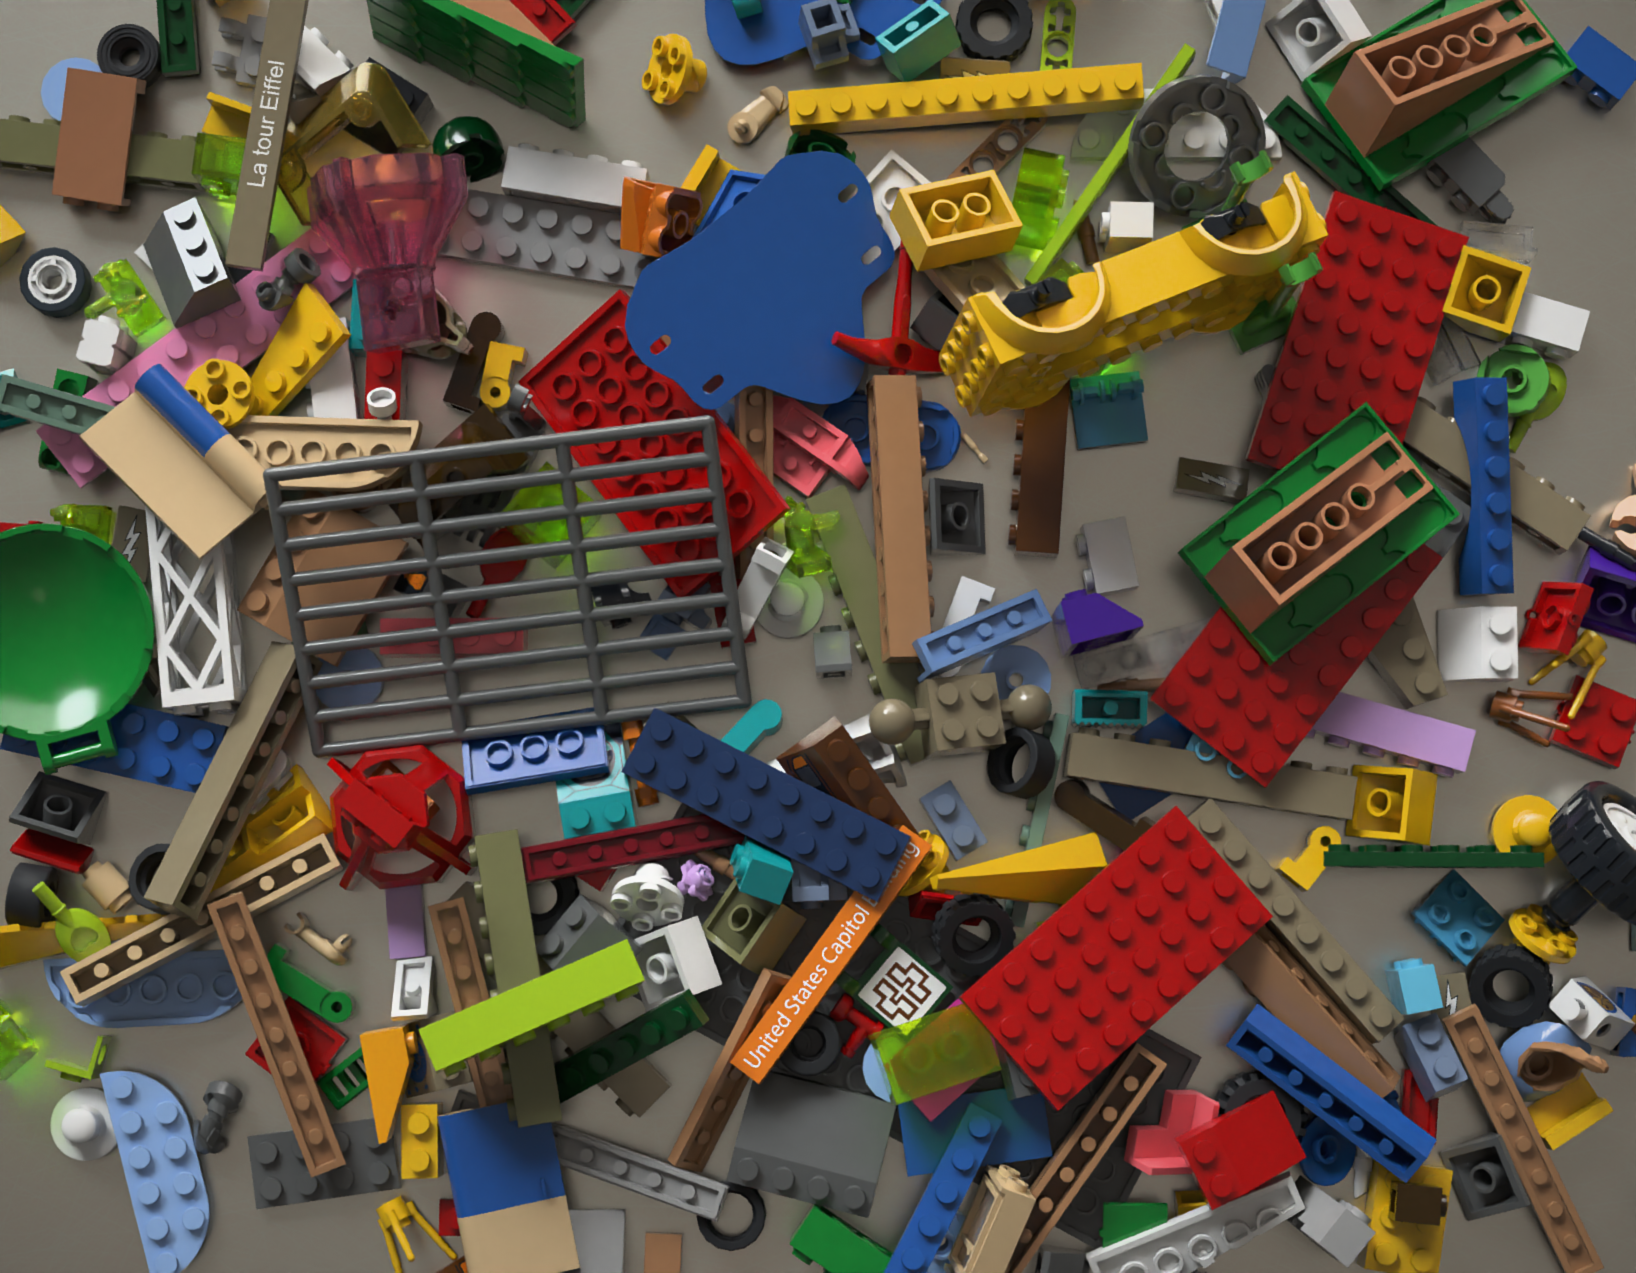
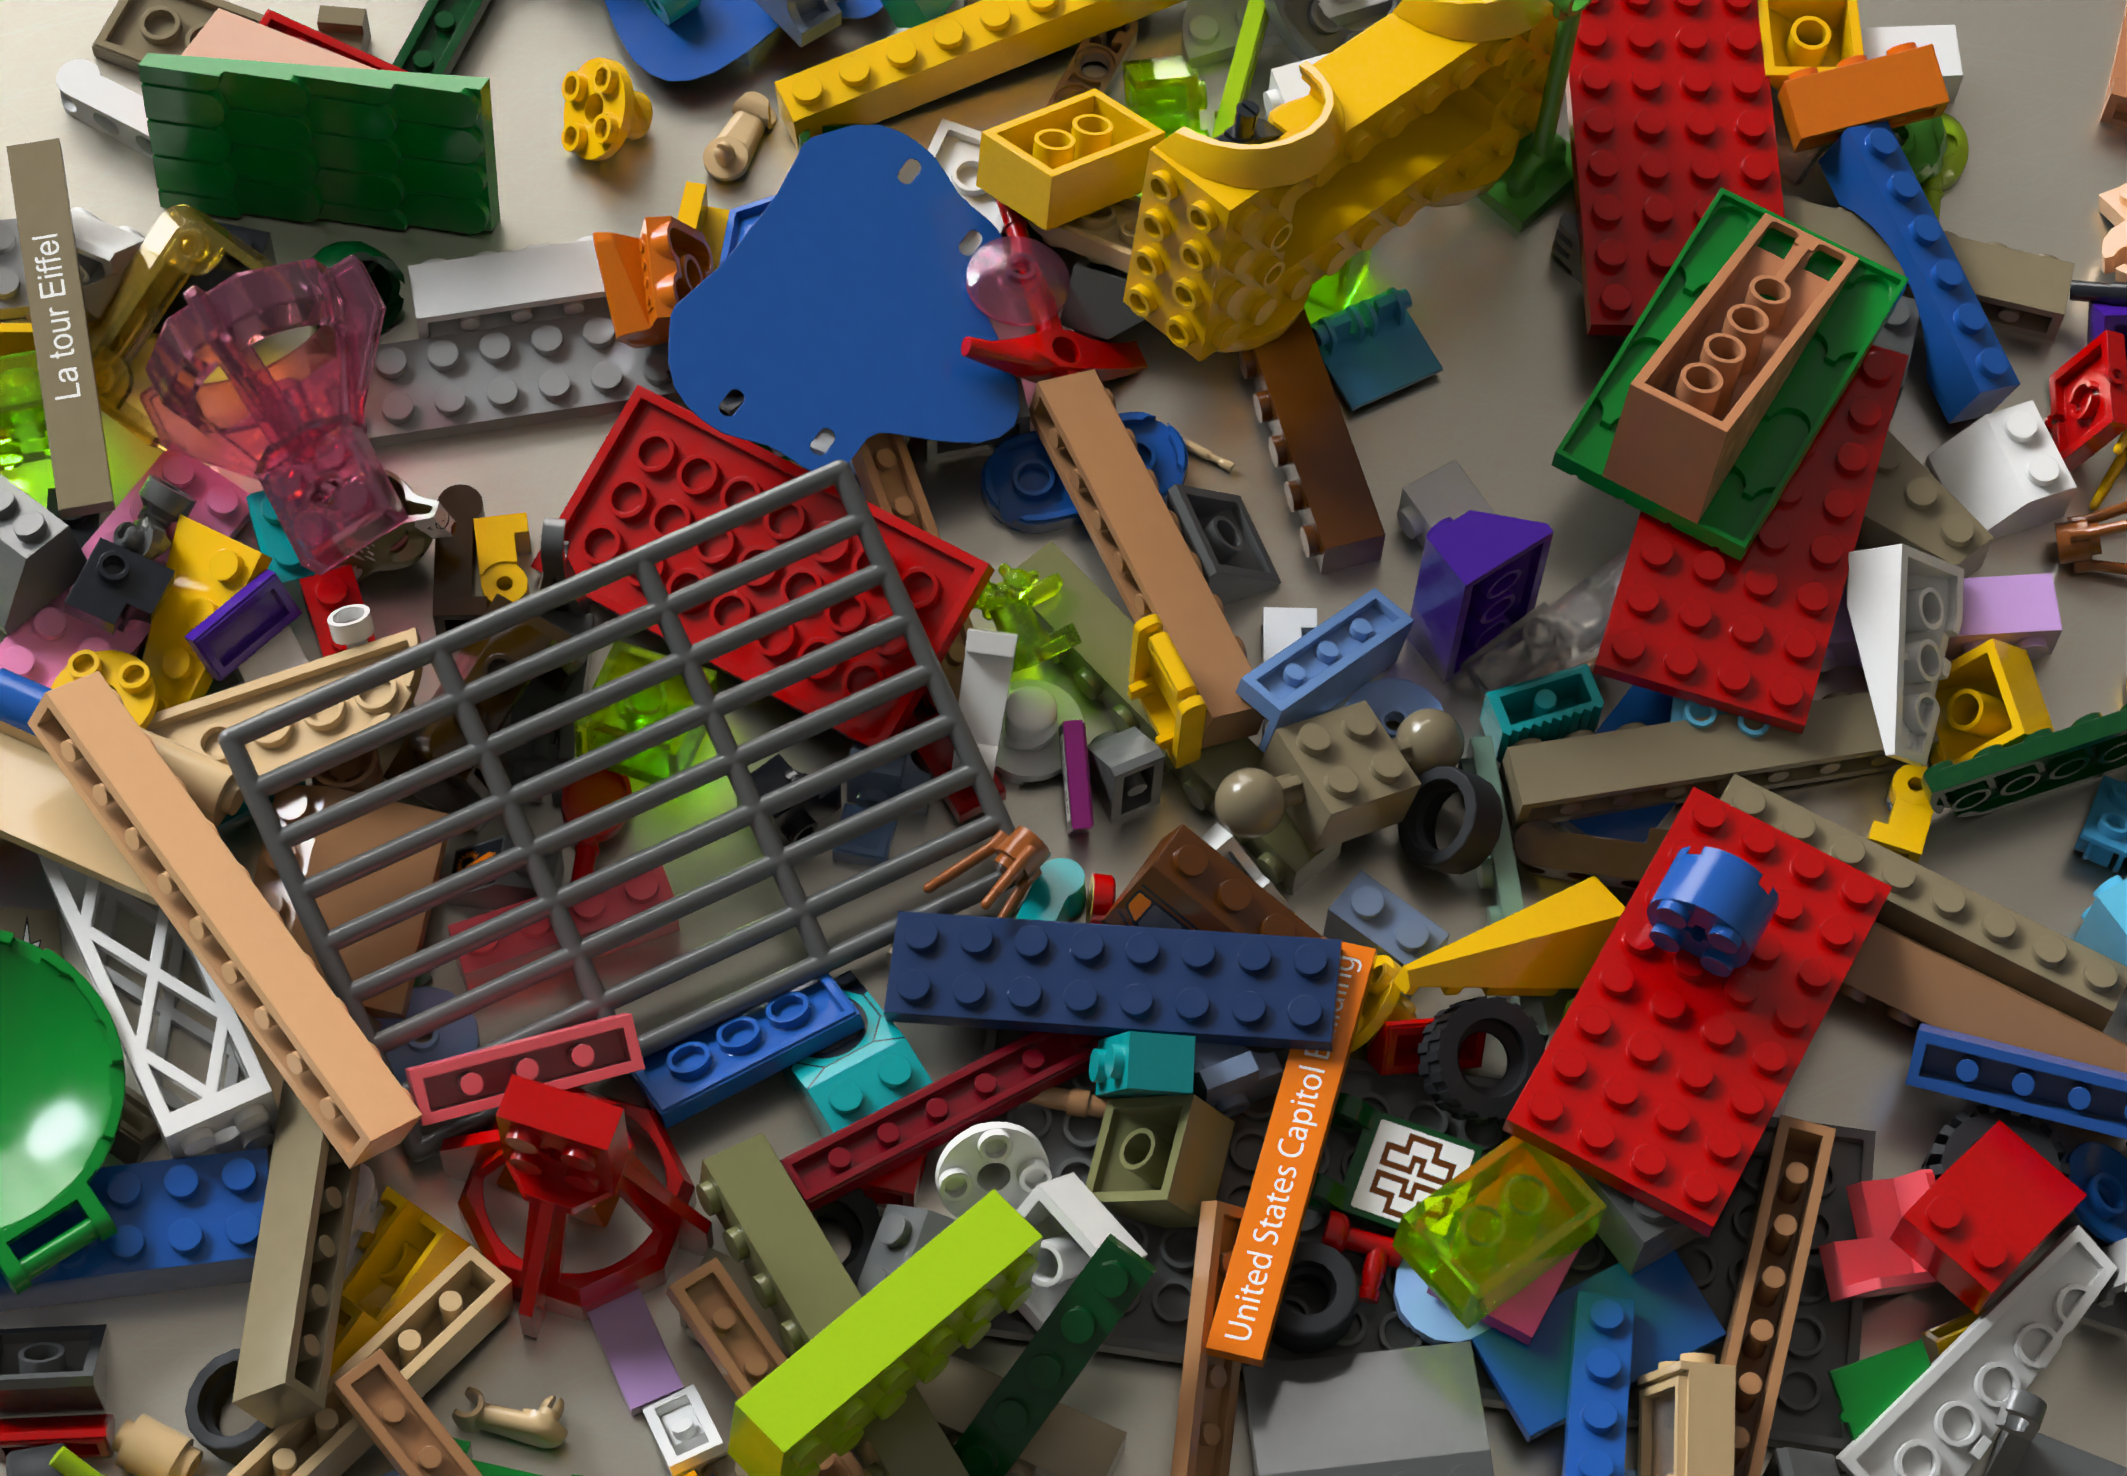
camera: 30 degrees left, 20 degrees down
(234, 583) = (224, 919): none -> light nougat brick
(247, 325) = (118, 588): none -> black brick
(320, 373) = (243, 625): none -> dark purple tile
(390, 735) = (554, 1058): none -> coral brick
(644, 794) = (873, 974): orange bar -> none
(696, 880) = (1053, 1127): lavender plant -> none
(740, 700) = (1017, 861): none -> dark orange plant
(787, 734) = (1100, 897): none -> red tile
(800, 650) = (1076, 777): none -> magenta tile
(811, 448) = (992, 510): coral plate -> none
(868, 627) = (1166, 692): none -> yellow container
(878, 306) = (1012, 296): none -> clear pink dish
(1141, 910) = (1711, 909): none -> blue brick
(1211, 480) = (1546, 393): dark tan slope -> none
(1355, 743) = (1902, 620): none -> white wedge
(1498, 352) = (1891, 88): none -> orange brick

